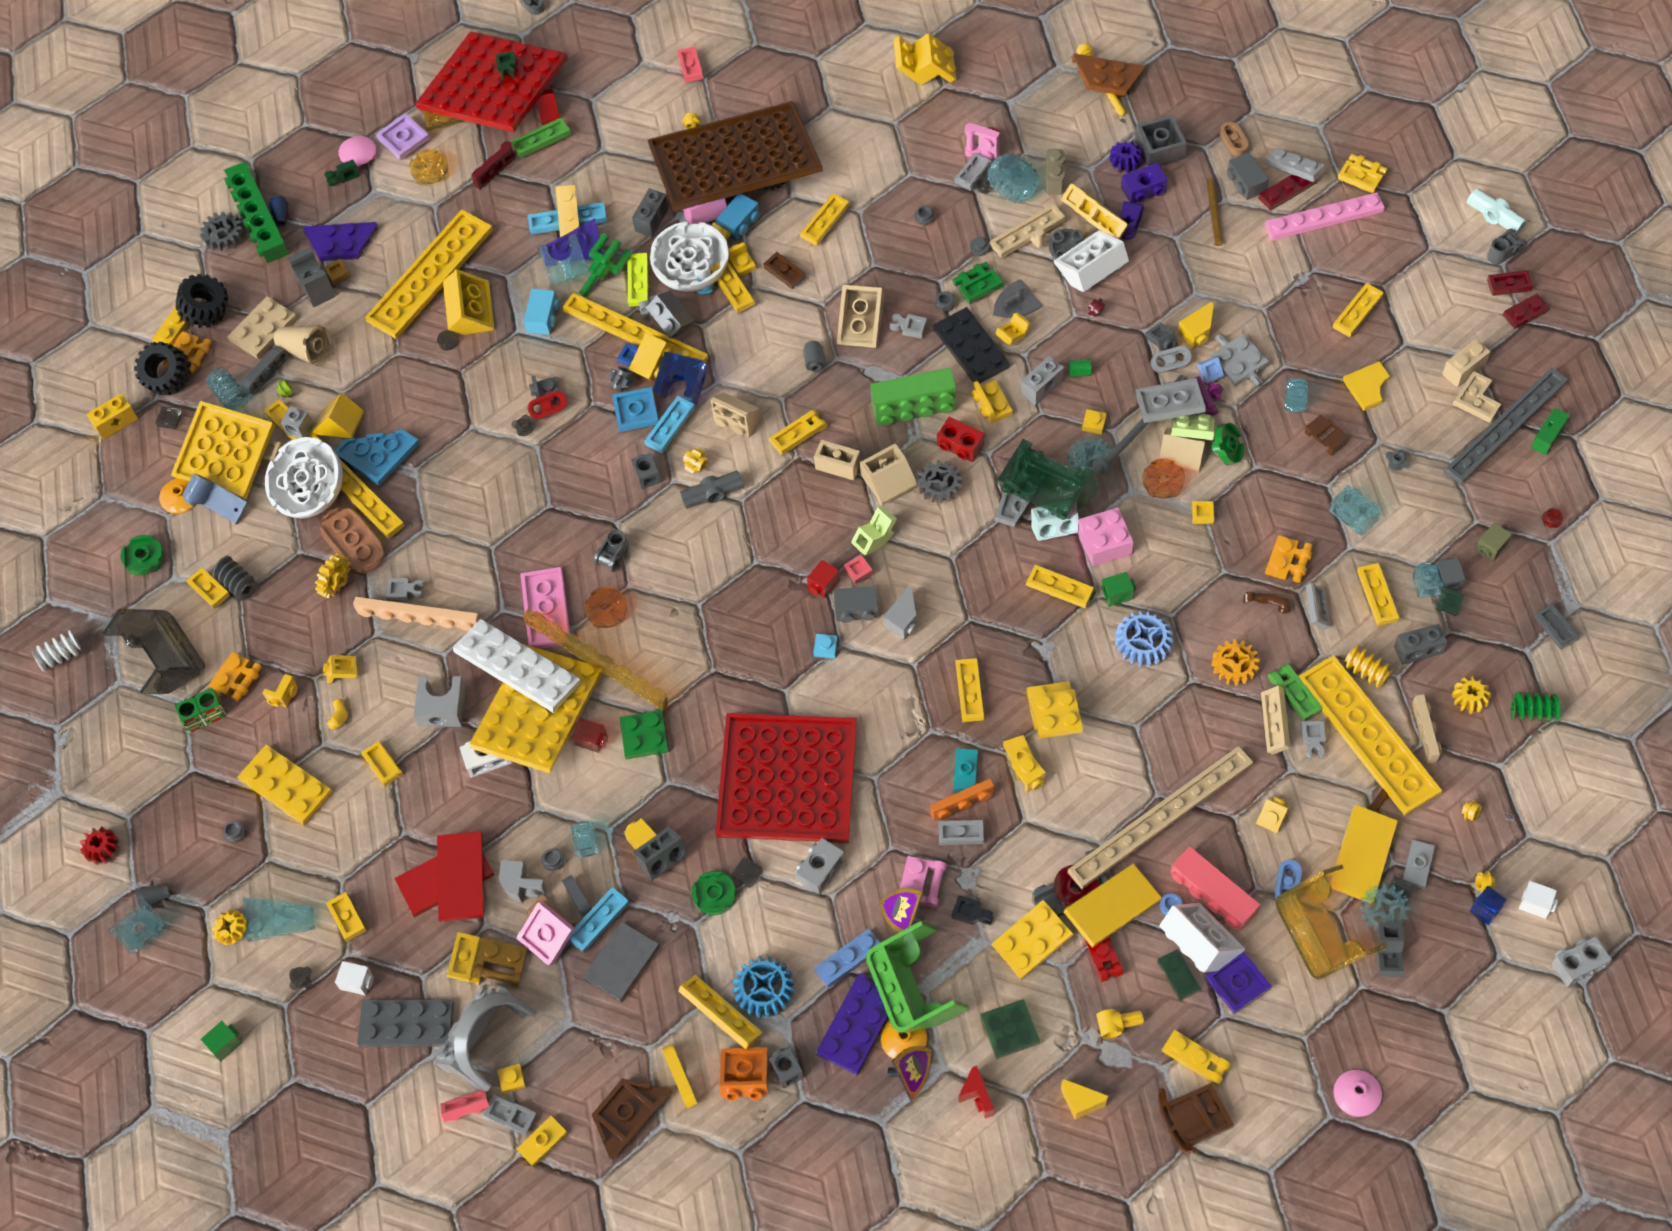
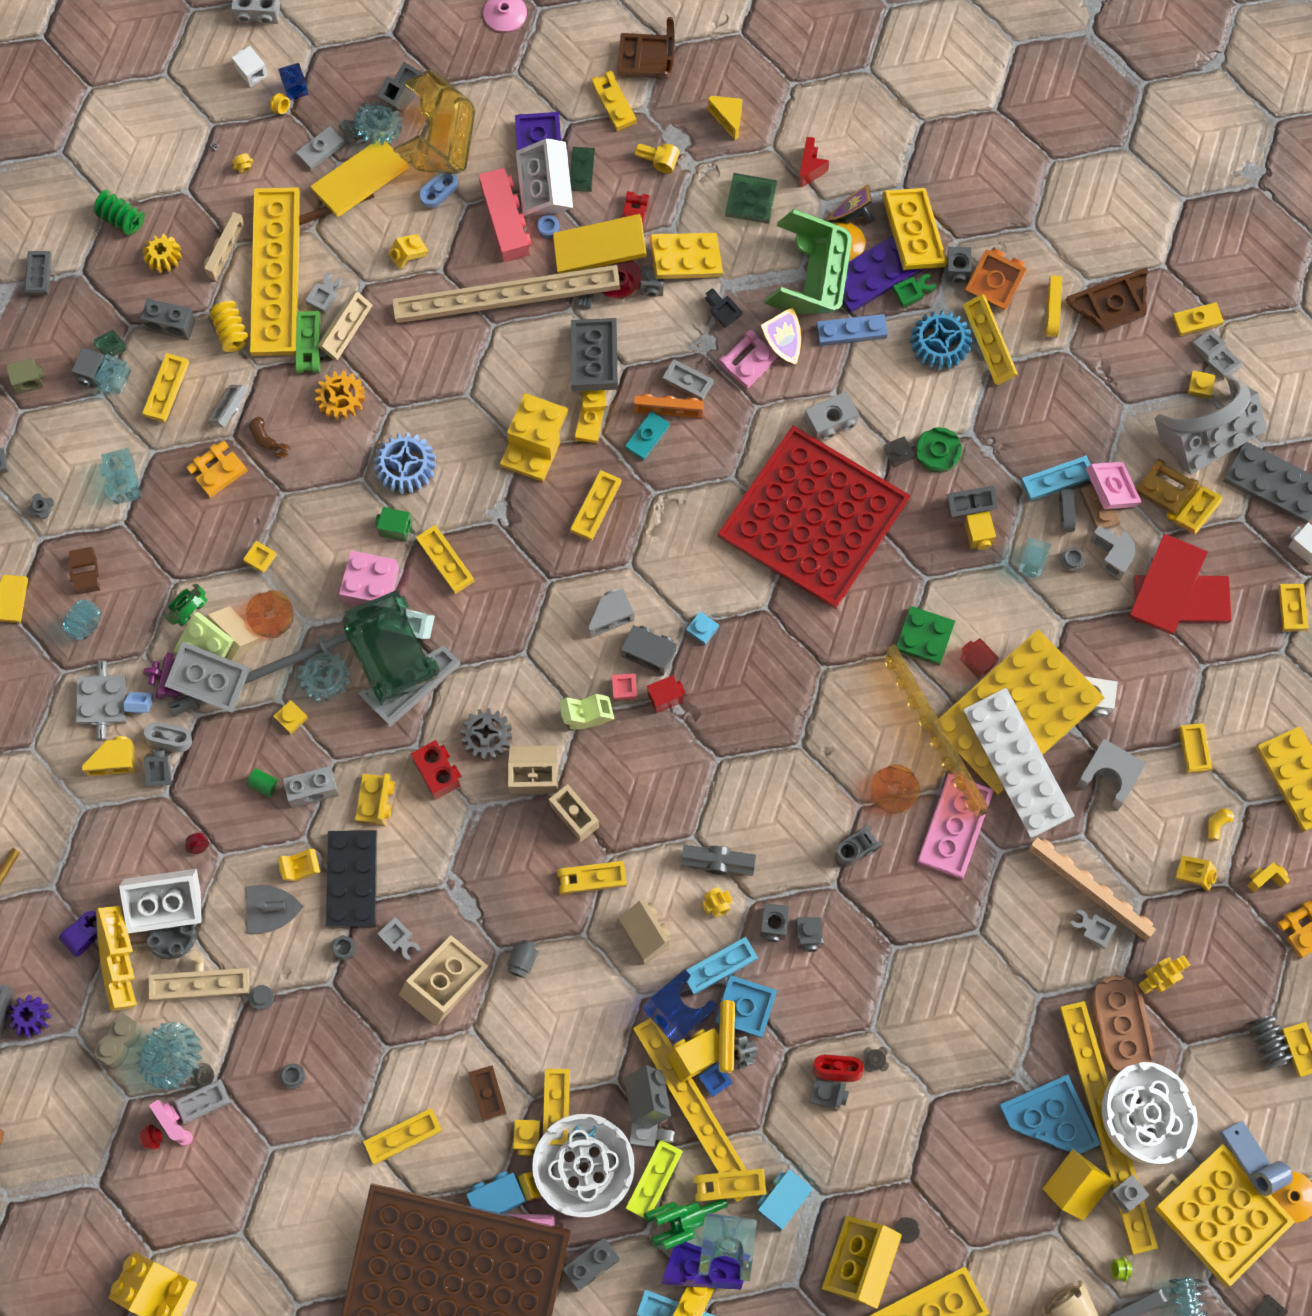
camera: 155 degrees left, 10 degrees up
(464, 1105) = (1256, 378): coral plate -> none
(582, 294) = (730, 1185): none -> yellow plate
(615, 478) = (809, 933): none -> dark grey bracket
(621, 961) = (1054, 433): flat silver tile -> none
(636, 375) = (726, 1036): none -> yellow axle
(815, 1019) = (910, 291): none -> green plate
(845, 1079) = (914, 228): none -> yellow tile
(913, 396) = (453, 836): bright green brick -> none
(980, 286) = (294, 943): green plate -> none
(1050, 801) = (594, 354): none -> dark grey plate
(1144, 183) = (48, 975): dark purple brick -> none

